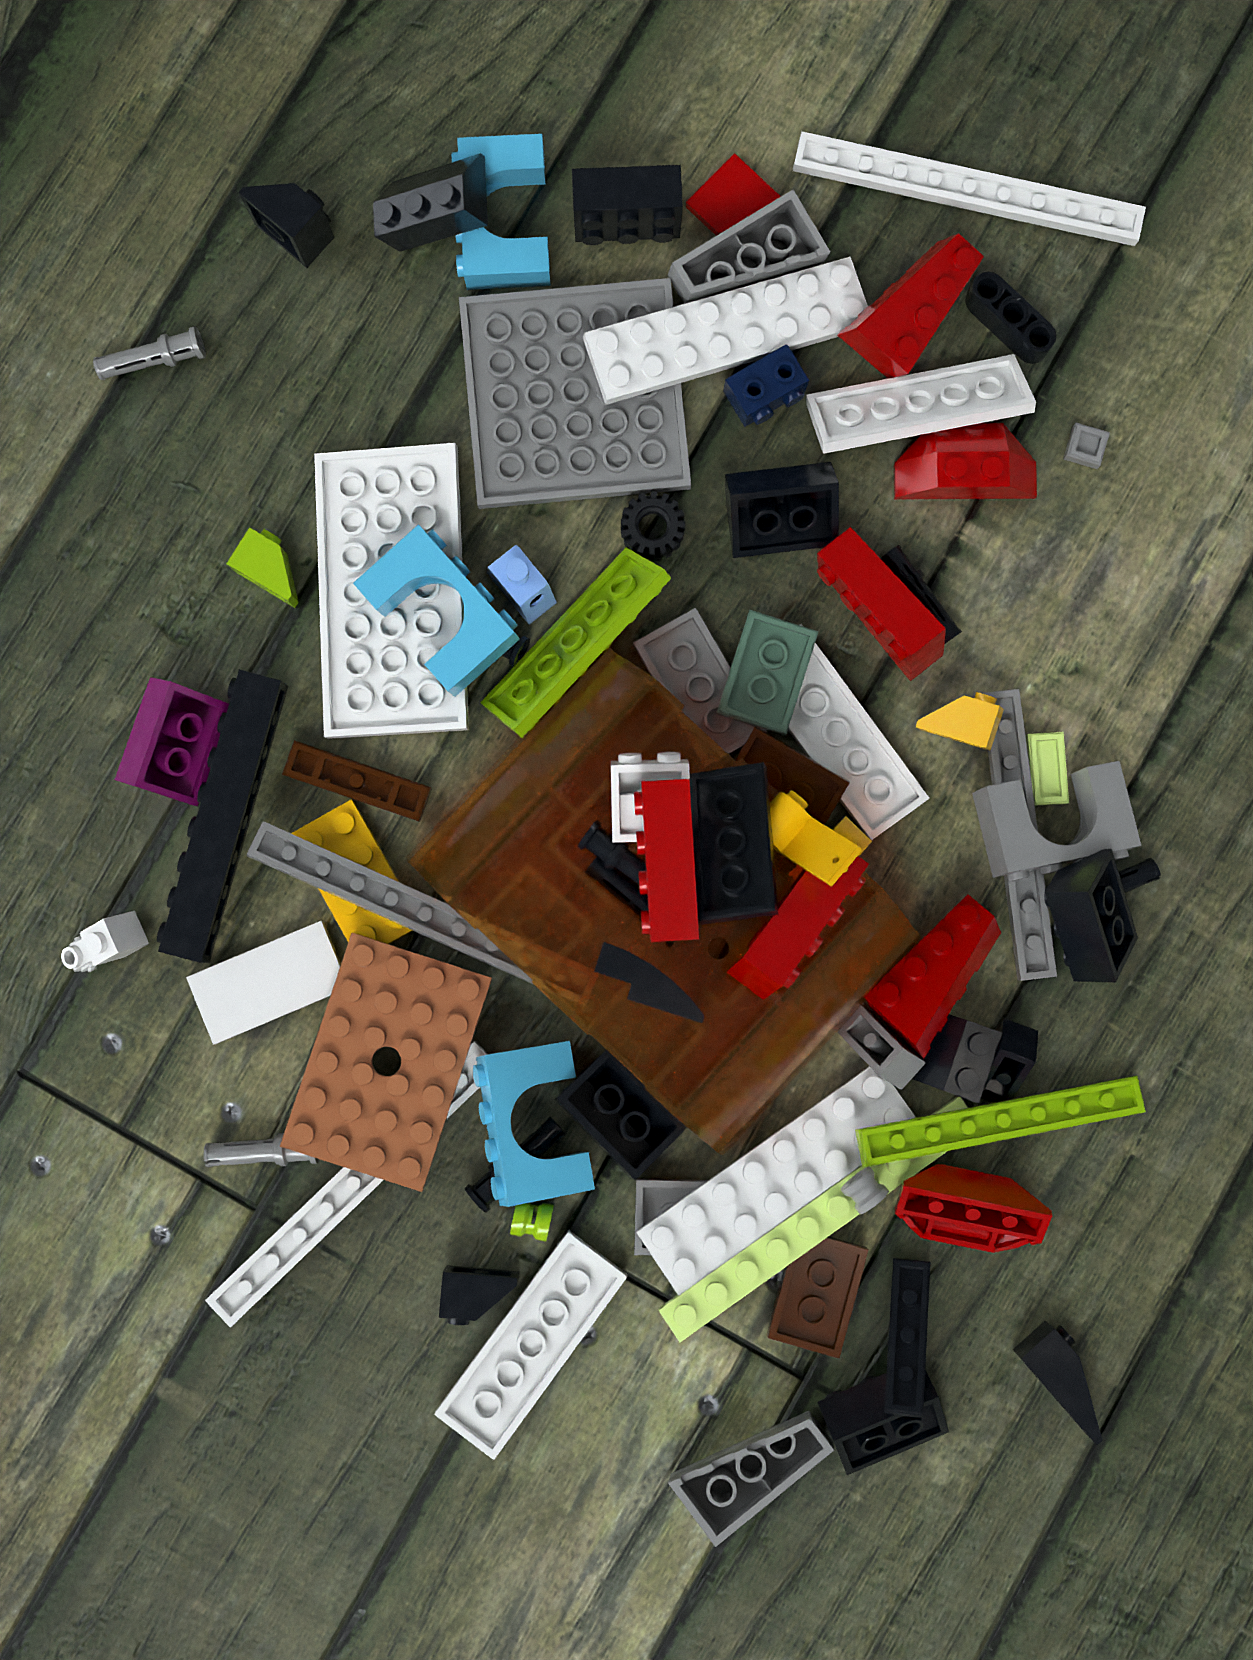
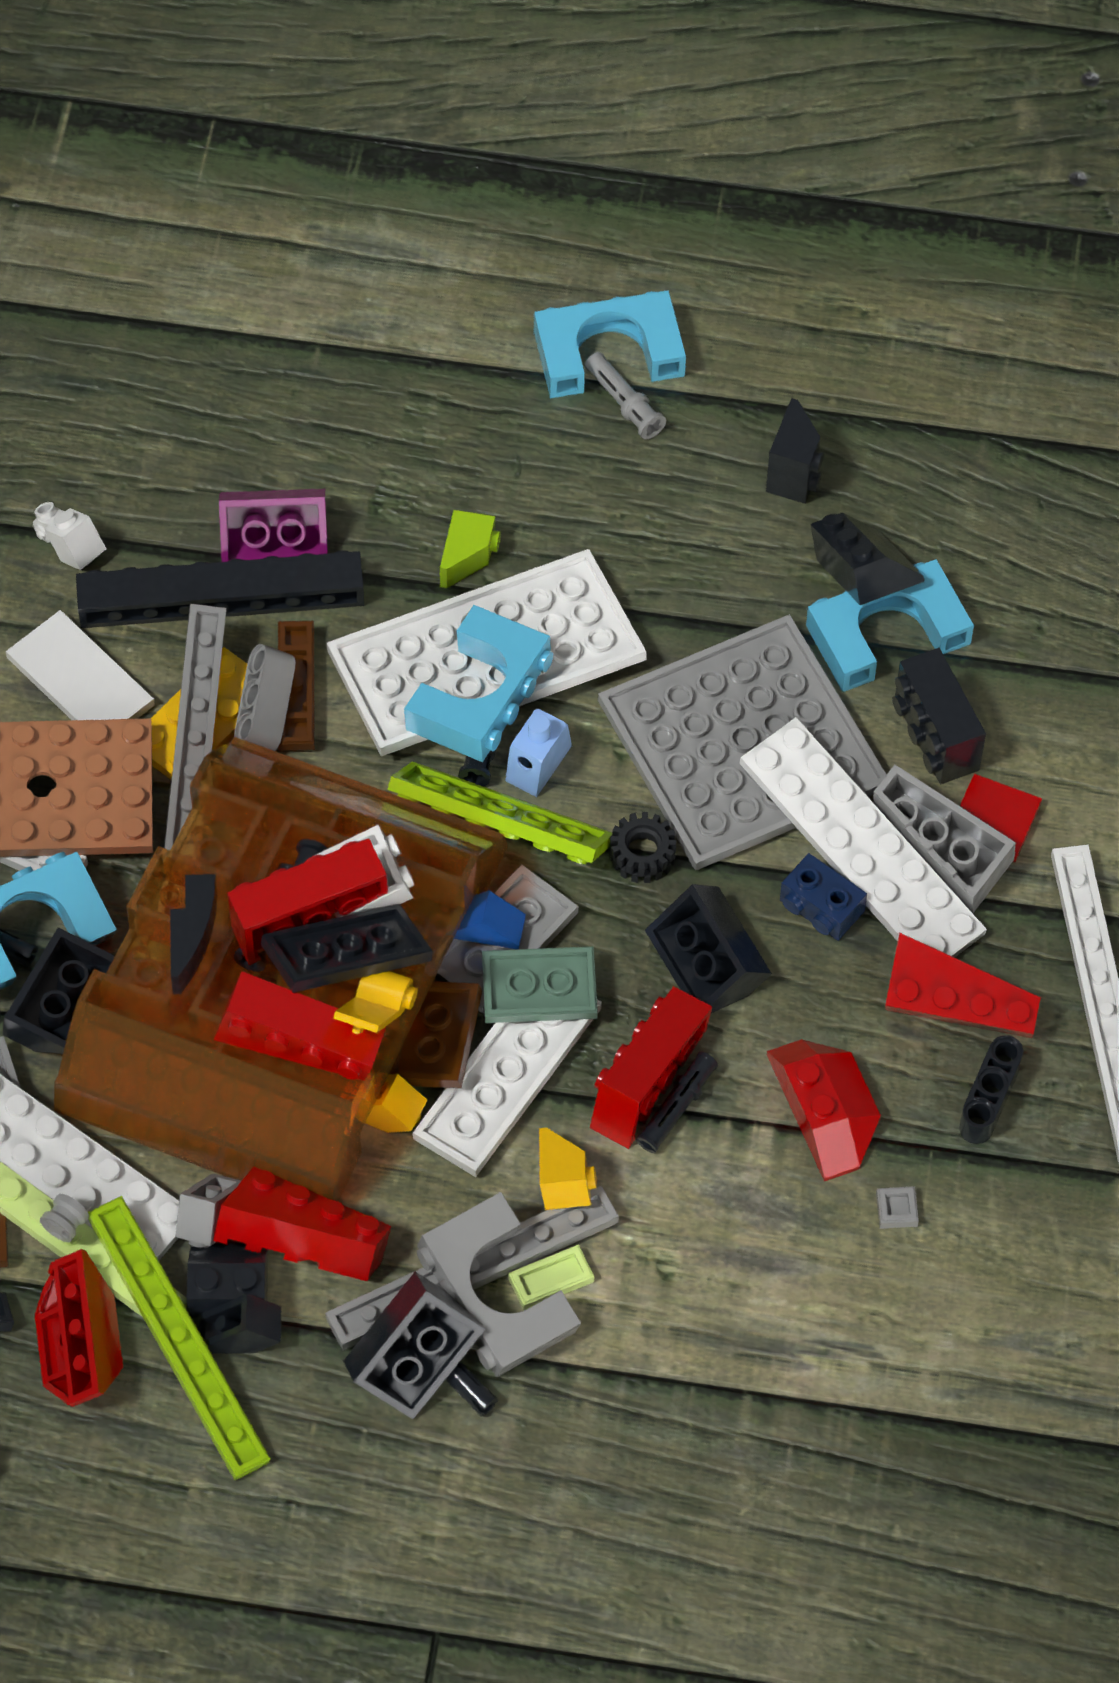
camera: 70 degrees right, 25 degrees down
(72, 300) = (642, 317): none -> medium azure arch
(369, 816) = (265, 696): none -> light grey beam
(694, 687) = (492, 922): none -> blue slope
(920, 403) = (865, 1032): white plate -> none

